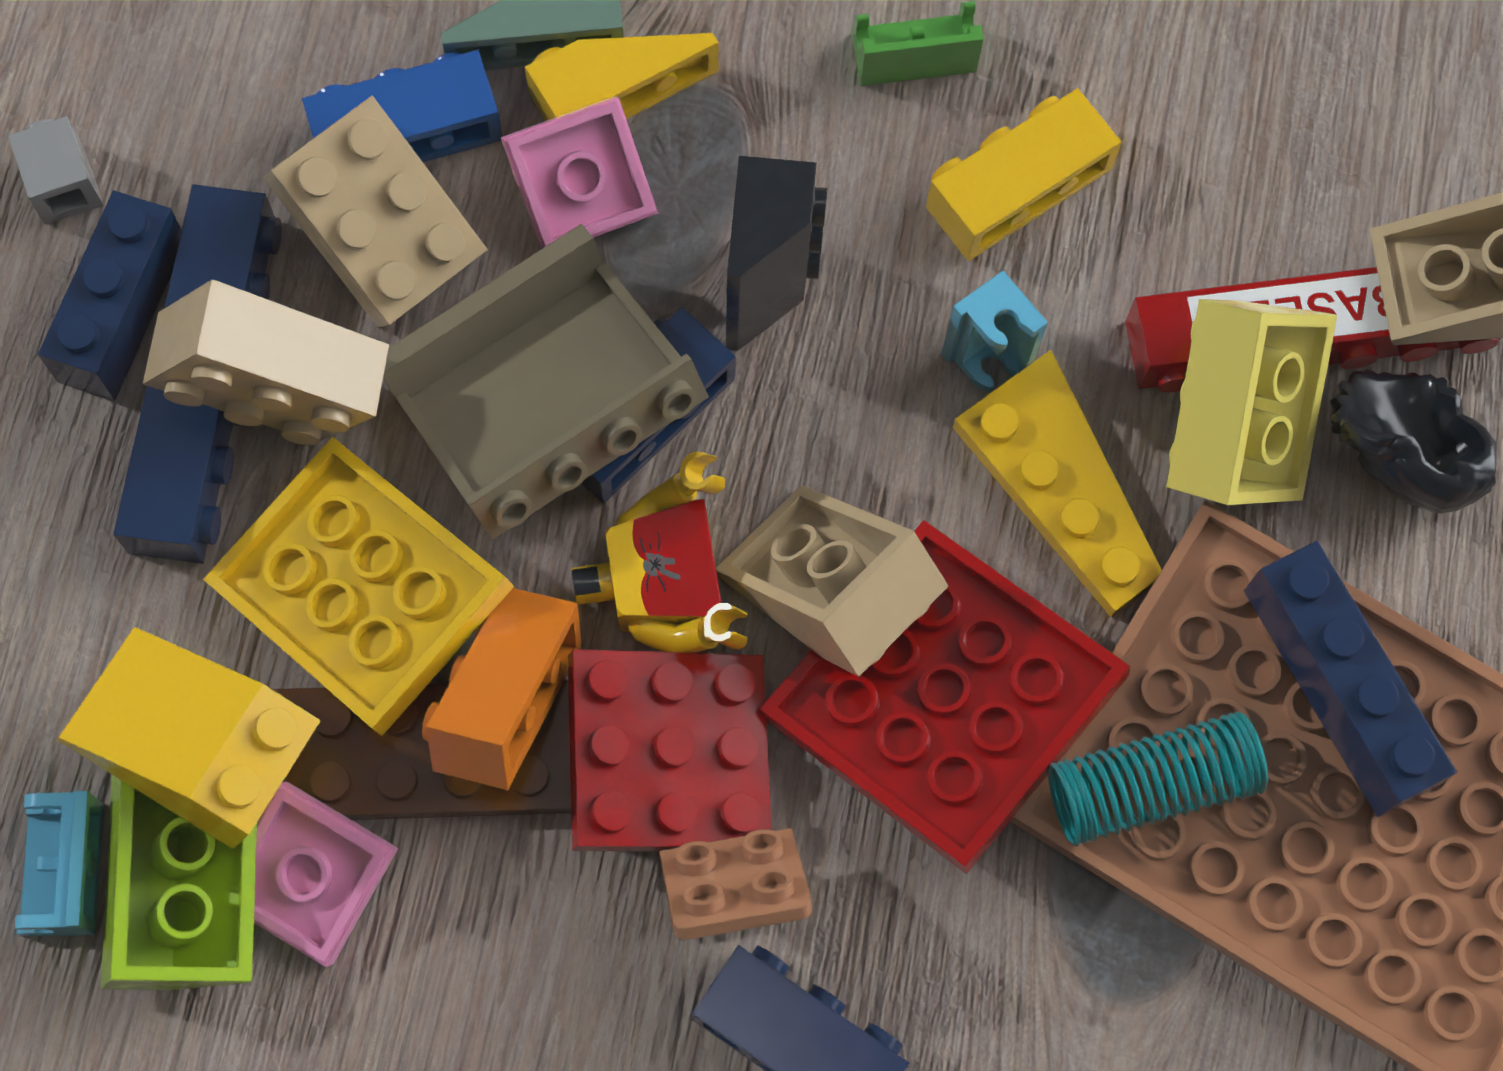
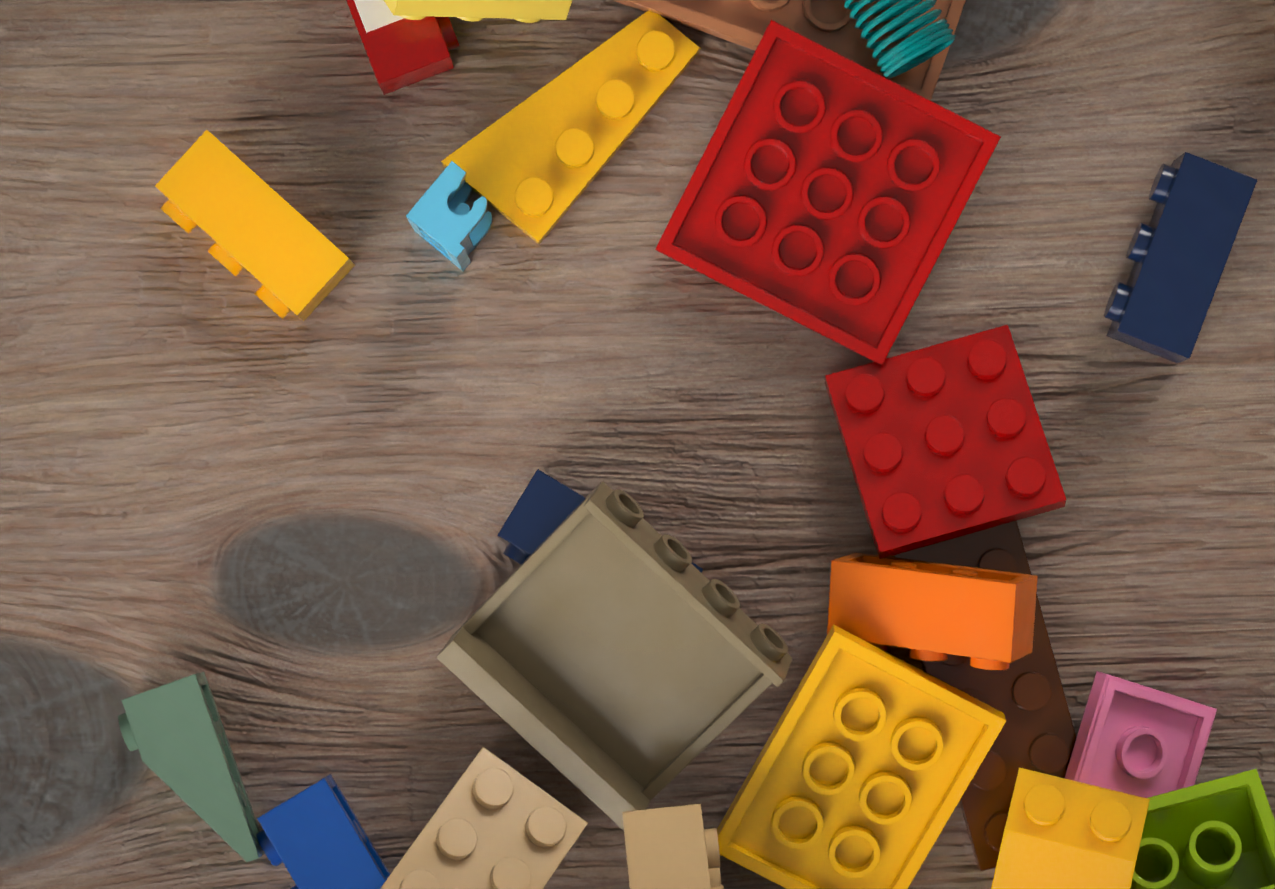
camera: 110 degrees left, 15 degrees up
(580, 172) = (368, 678): bright pink tile -> none
(631, 68) = (250, 681): yellow slope -> none
(665, 568) = (769, 488): torso -> none
(735, 884) = (1072, 343): nougat bracket -> none
(771, 243) = (419, 459): black slope -> none
(835, 577) = (741, 324): tan slope -> none
(917, 47) = (126, 367): bright green hinge -> none

